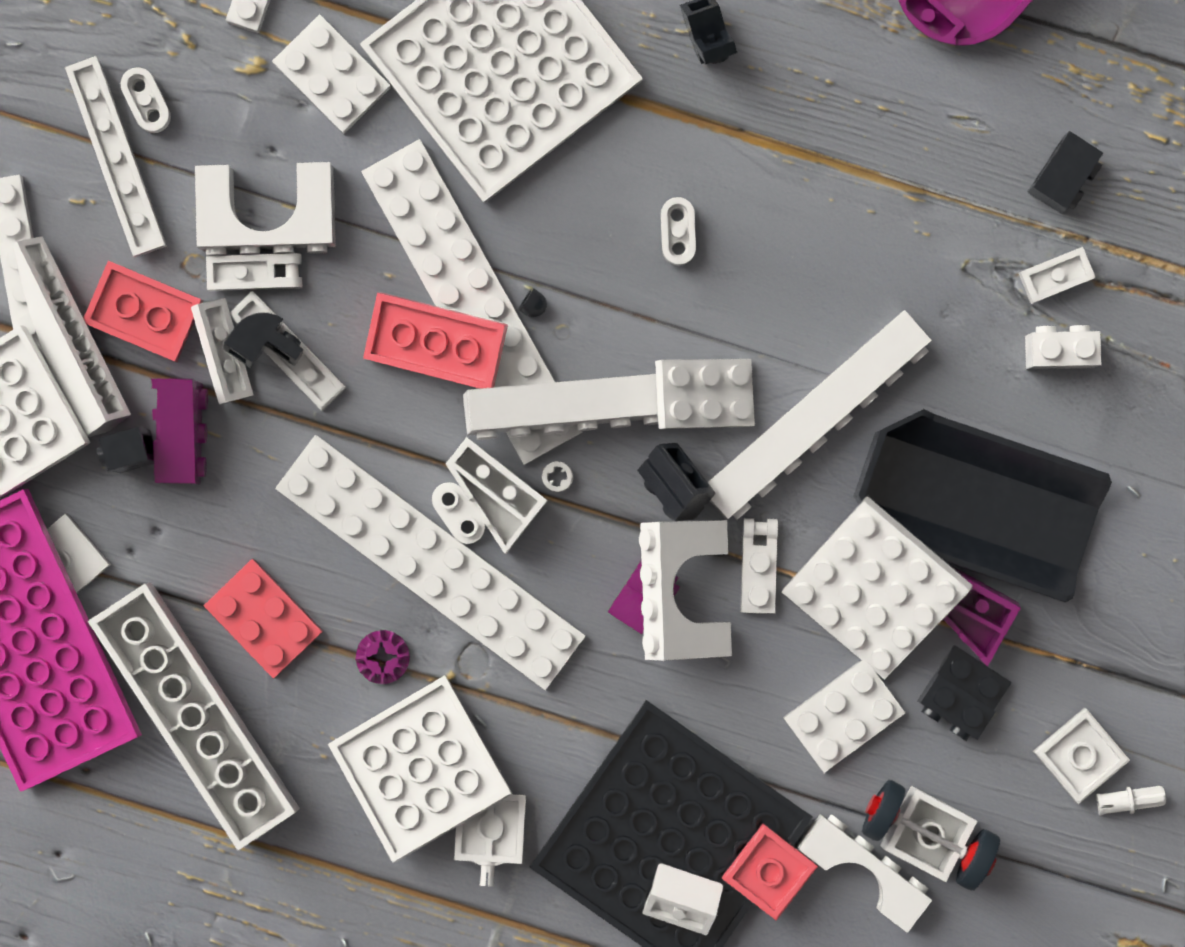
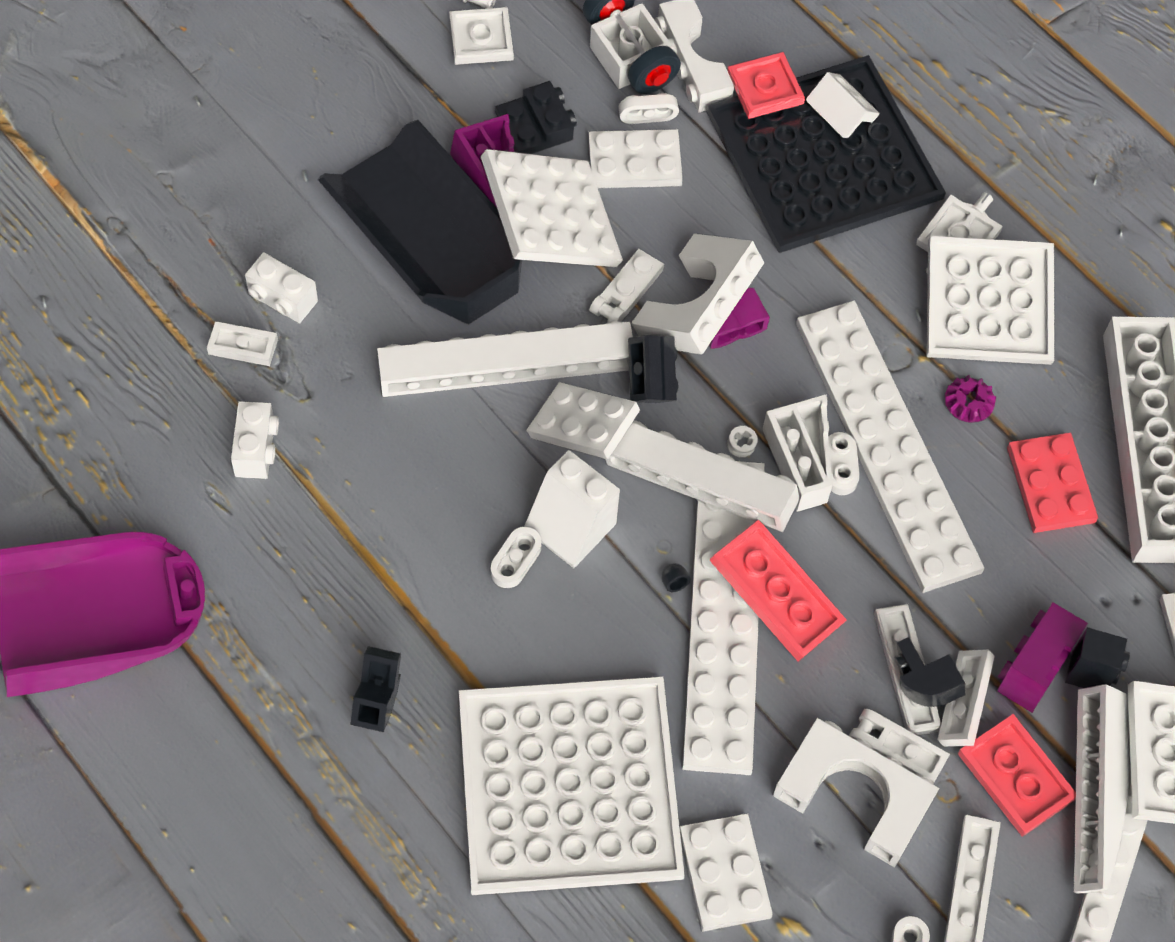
camera: 145 degrees left, 25 degrees down
(655, 297) = (573, 509): none -> white slope
(877, 768) = (648, 108): none -> white plate
(975, 186) = (253, 440): none -> white brick
(1066, 172) = (175, 408): black brick -> none

